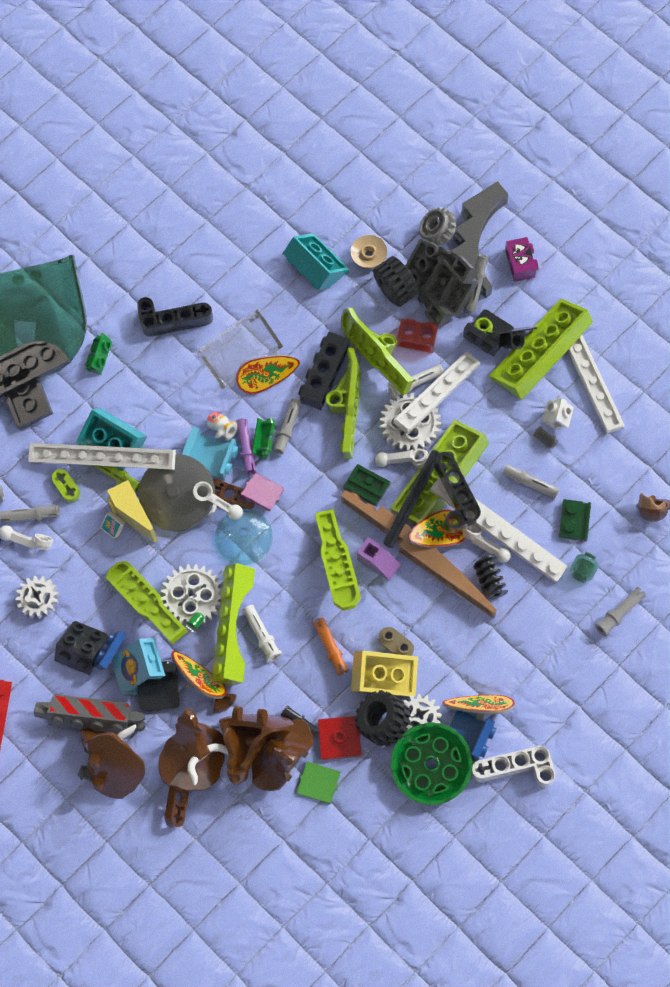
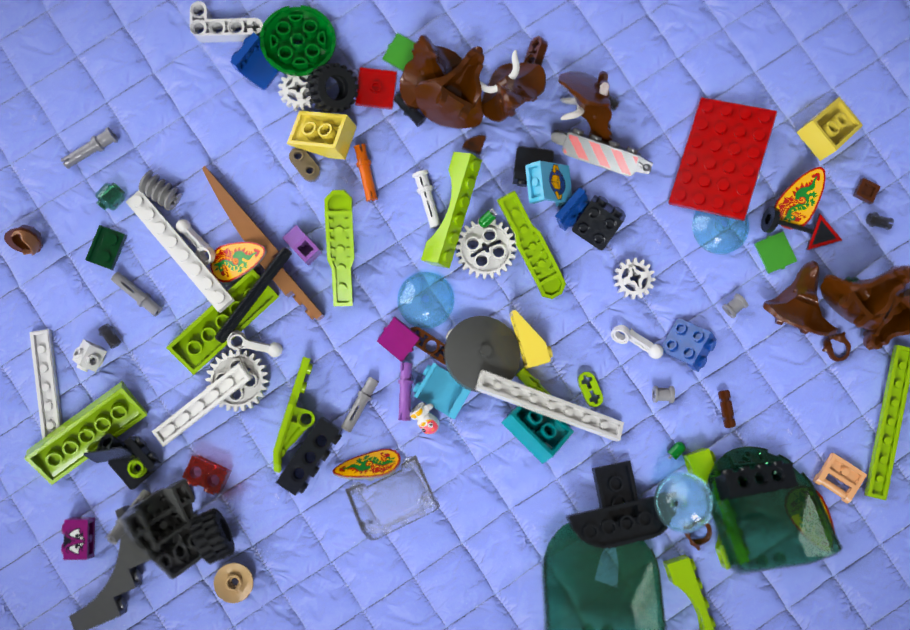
camera: 175 degrees left, 15 degrees up
(30, 513) = (621, 365): light grey pin -> none
(101, 346) = (538, 519): green hinge -> none
(112, 525) = (550, 336): tile -> none
(174, 314) = (449, 553): black beam -> none
(198, 676) = (494, 166): shield -> none
(234, 511) = (429, 320): white piece -> none
(262, 440) = (383, 403): green hinge -> none
(315, 261) = (291, 584): teal slope -> none
(367, 485) = (295, 324): dark green plate -> none
(376, 350) = (252, 465): lime piece -> none
(435, 372) = (230, 423): white pin -> none
(438, 226) = (146, 586): light grey gear -> none
(453, 489) = (206, 267): black beam -> none
(481, 704) = (239, 86): shield -> none
(489, 578) = (199, 205): black piece -> none
(536, 583) = (159, 192): none -> light grey piece

